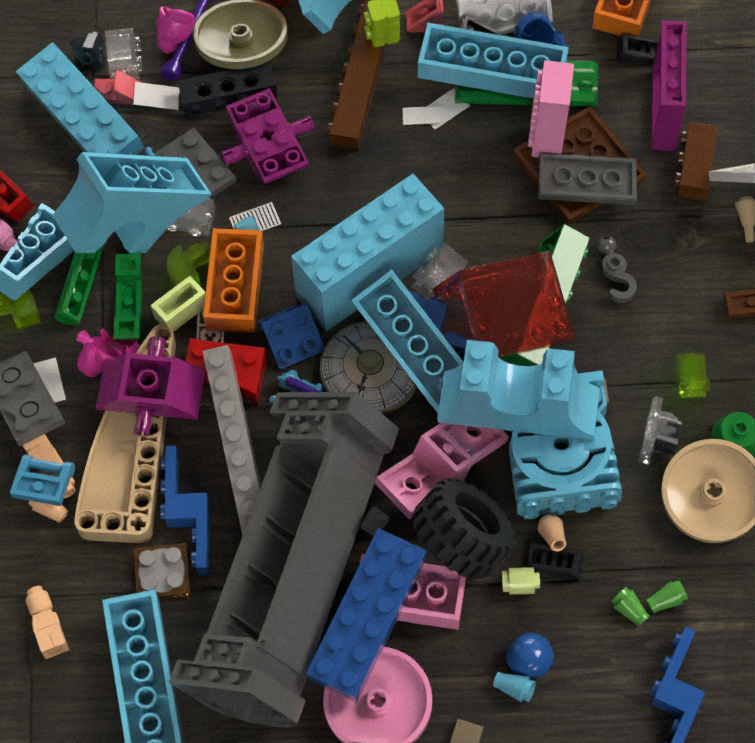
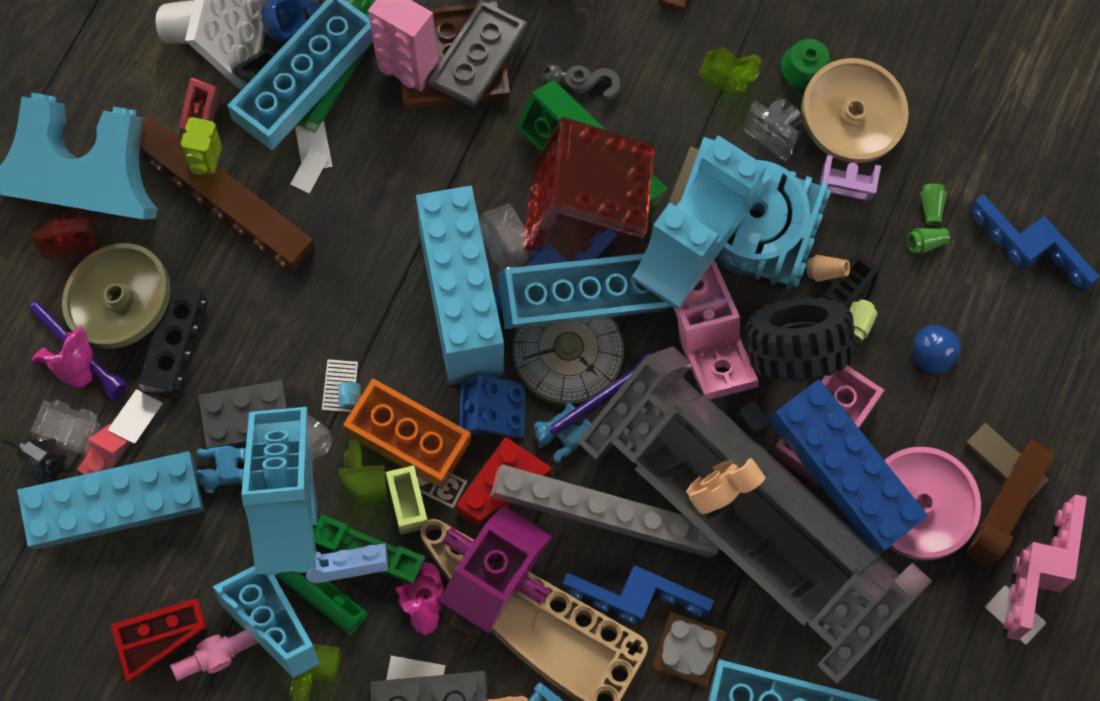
camera: 70 degrees left, 5 degrees up
(107, 287) = (349, 563): none -> light blue plate
(266, 137) = (233, 322): magenta slope -> none
(284, 510) = (724, 485): none -> light nougat piece
(516, 686) = (961, 373): medium azure cone -> none
(644, 515) = (848, 182): none -> lavender window

